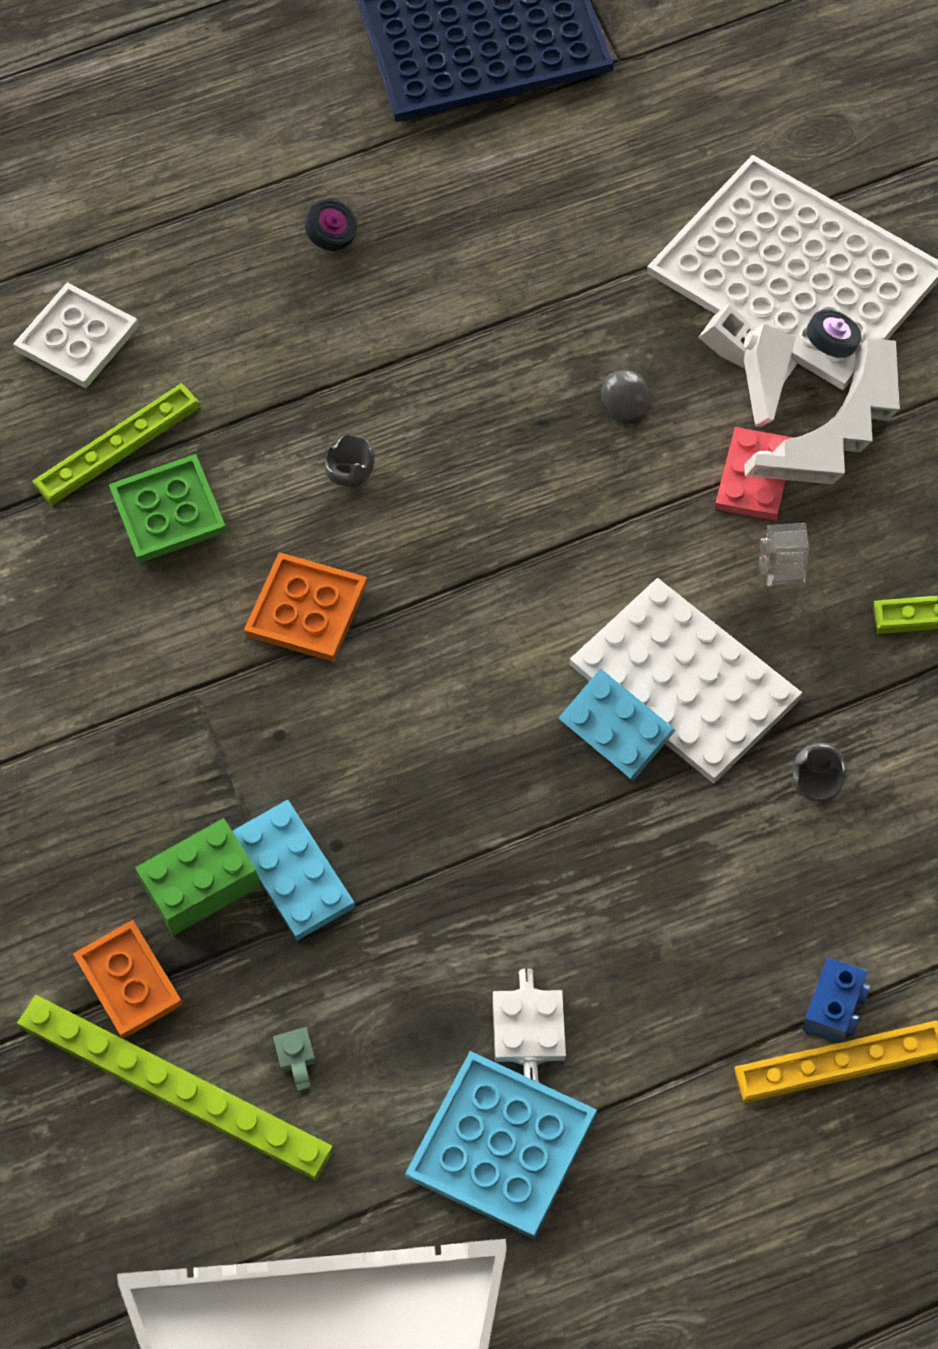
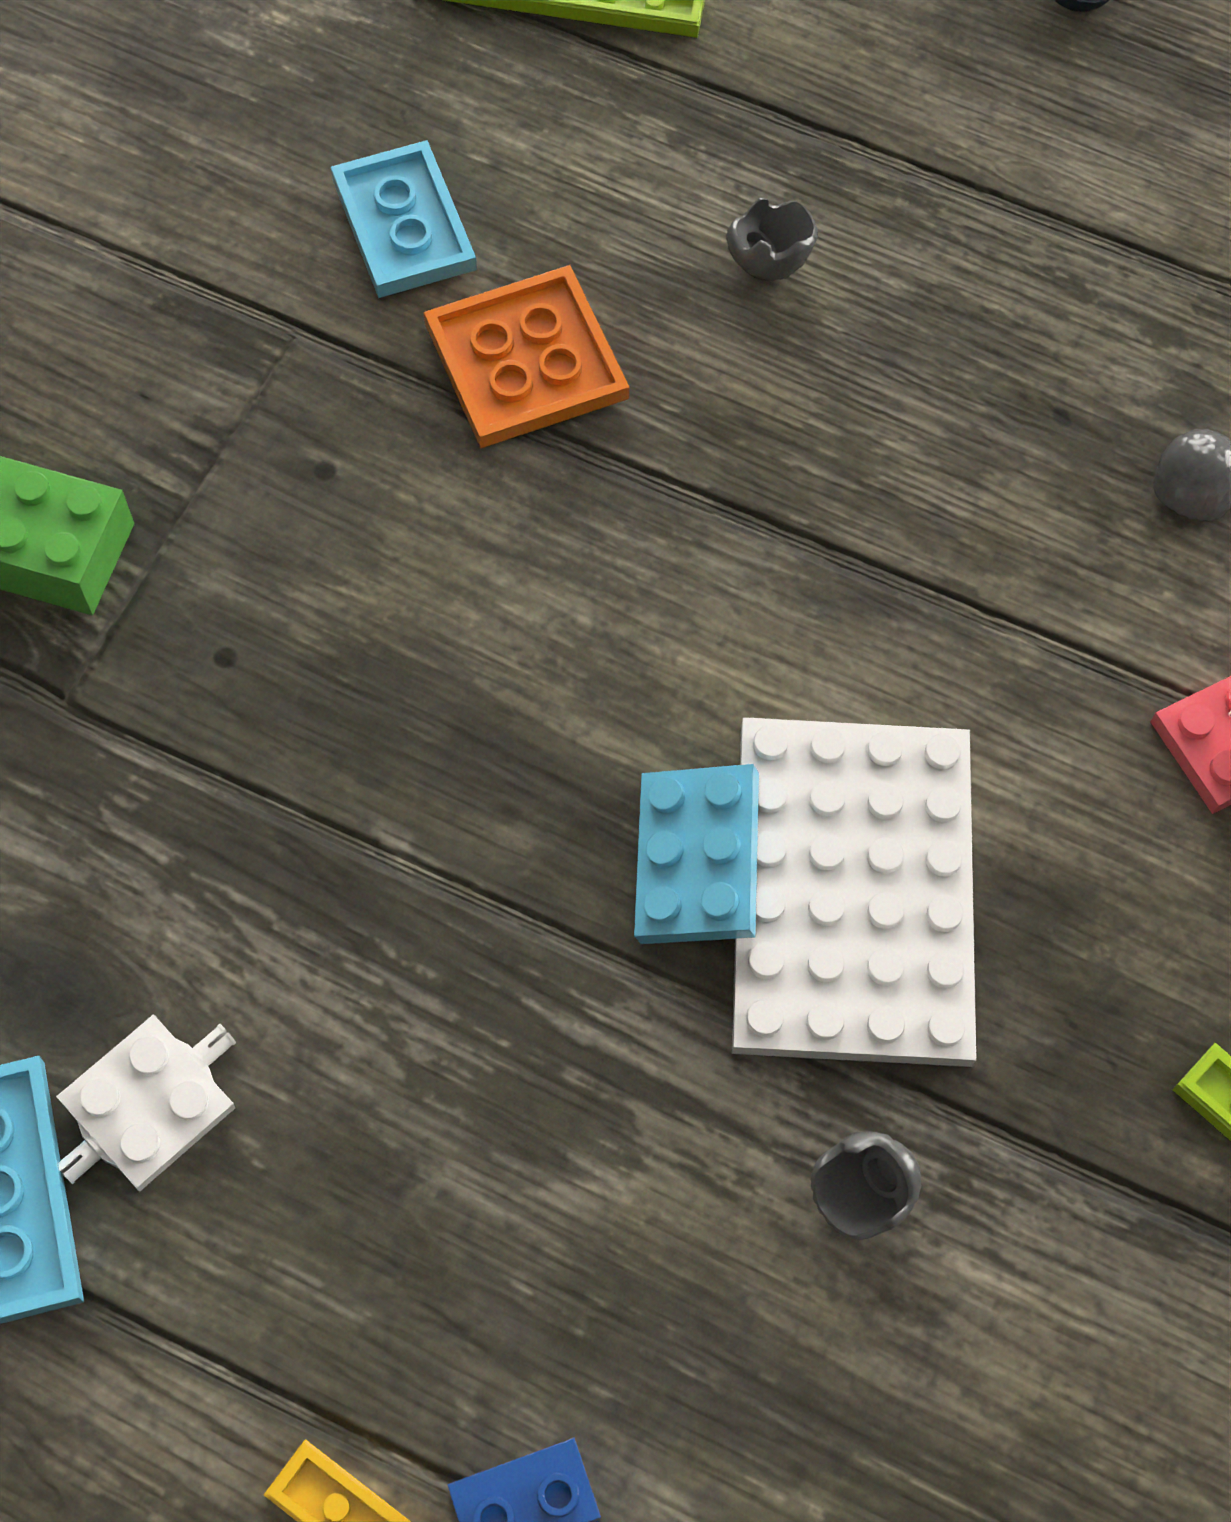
camera: 40 degrees right, 5 degrees up
(167, 508) = (518, 106): bright green plate -> none
(180, 602) = (403, 219): none -> medium azure plate
(293, 870) = (140, 633): medium azure plate -> none
(784, 554) = (1159, 860): clear brick -> none

